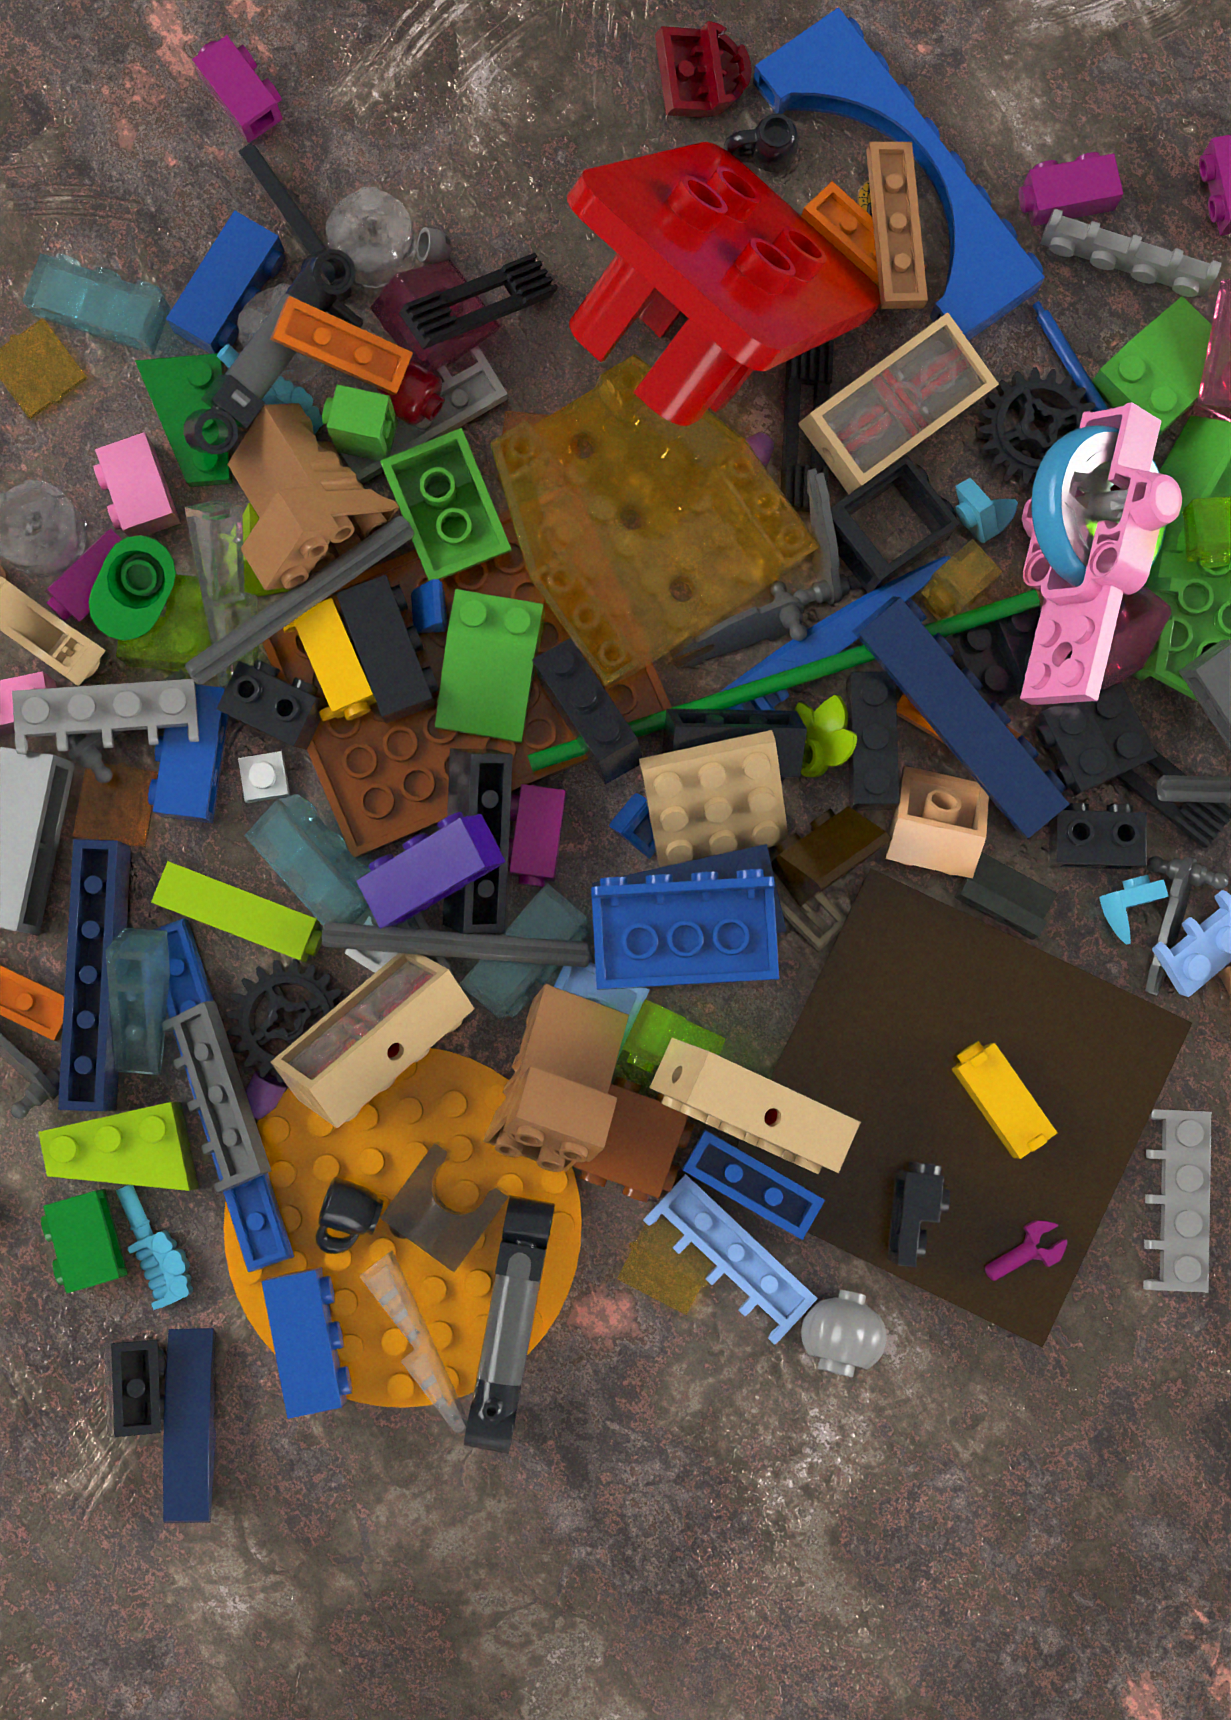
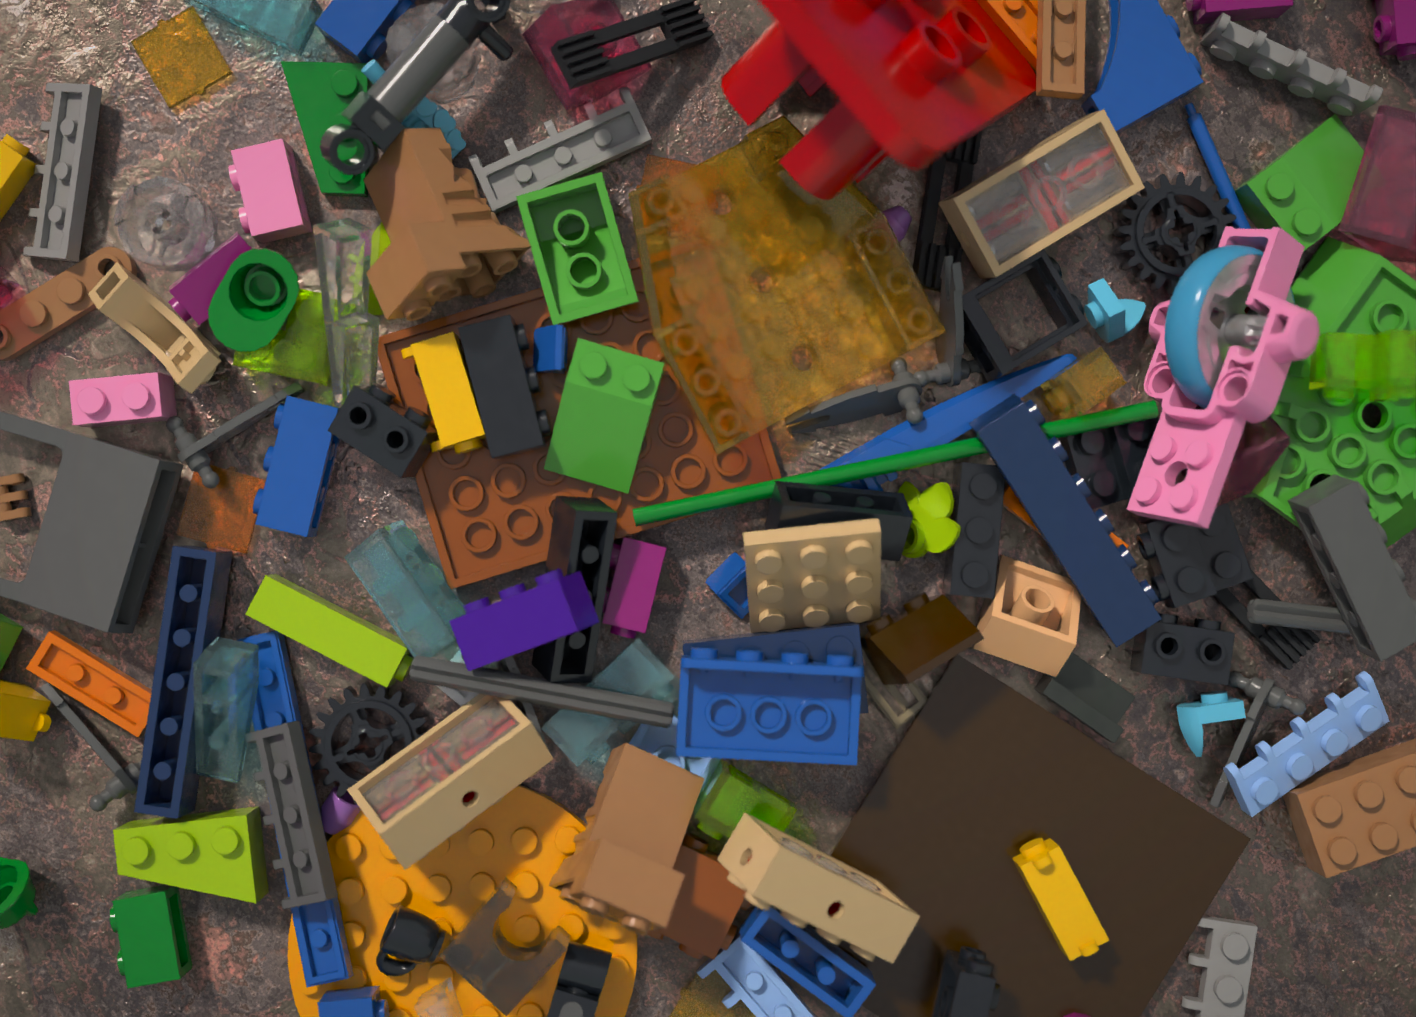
camera: 10 degrees right, 5 degrees up
(104, 710) = (215, 420): light grey hinge -> none
(163, 1263) = (226, 960): medium azure piece -> none
(264, 777) = (370, 497): white plate -> none
(299, 600) = (420, 332): dark grey axle -> none
(341, 345) = (487, 76): orange plate -> none
(360, 422) = (500, 156): bright green brick -> none
(417, 395) = (554, 128): dark red head -> none
(588, 710) = (697, 475): black brick -> none

